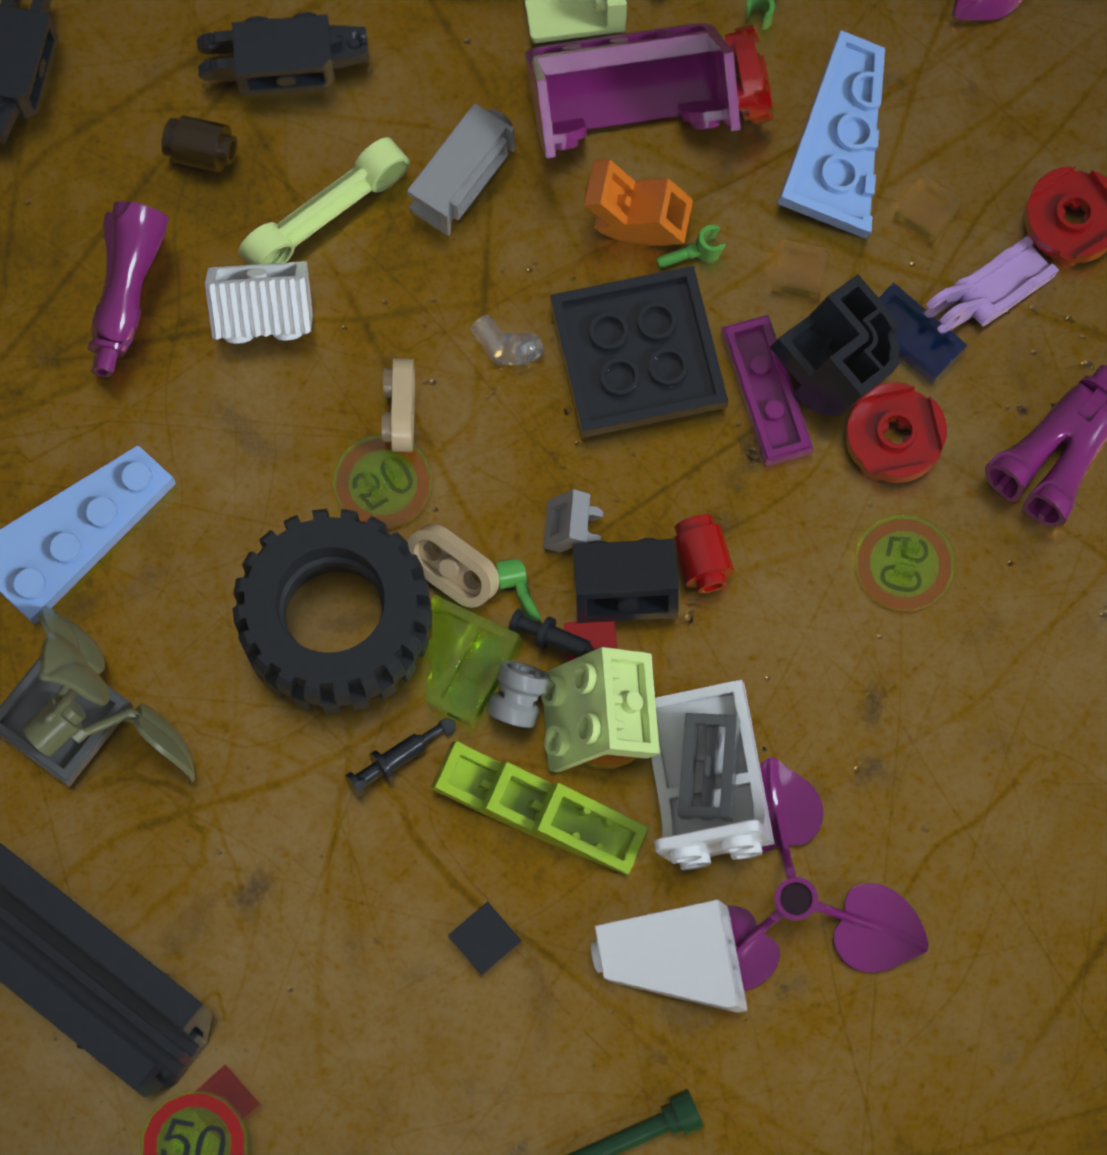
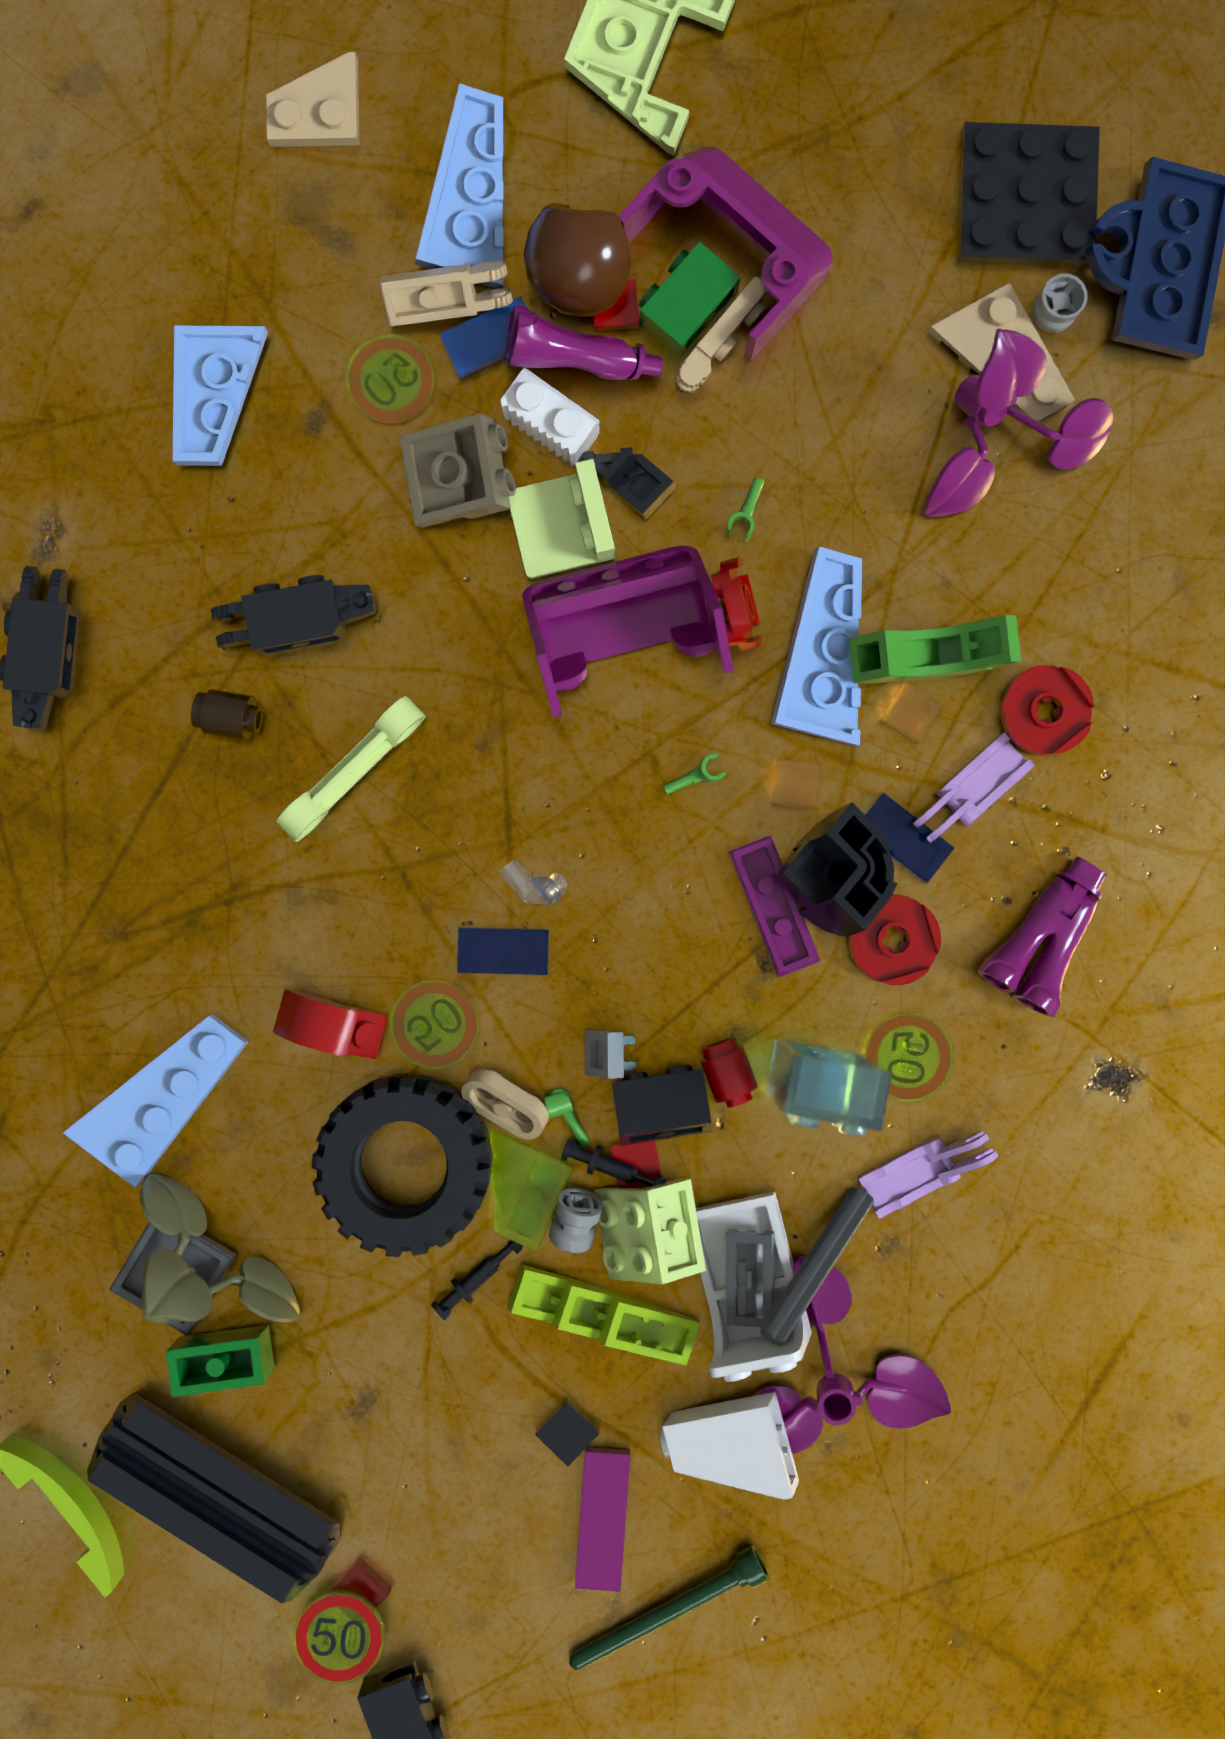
camera: 10 degrees left, 15 degrees up
(100, 808) = (220, 1360): none -> green brick
(131, 242) = (177, 831): magenta piece -> none
(259, 301) = (301, 871): white brick -> none
(270, 458) = (329, 1025): none -> red brick
(399, 423) = (440, 938): tan plate -> none
(462, 167) = (475, 716): light grey window -> none
(466, 410) = (503, 951): none -> clear blue tile
(515, 1044) = (602, 1519): none -> magenta tile
(637, 211) = (642, 745): orange brick -> none
(638, 351) = (654, 882): black plate -> none
(785, 760) = (816, 1266): none -> dark grey axle
(809, 543) = (829, 1087): none -> clear light blue brick
(911, 685) = (922, 1171): none -> lavender arm
(954, 148) = (934, 653): none -> bright green arch

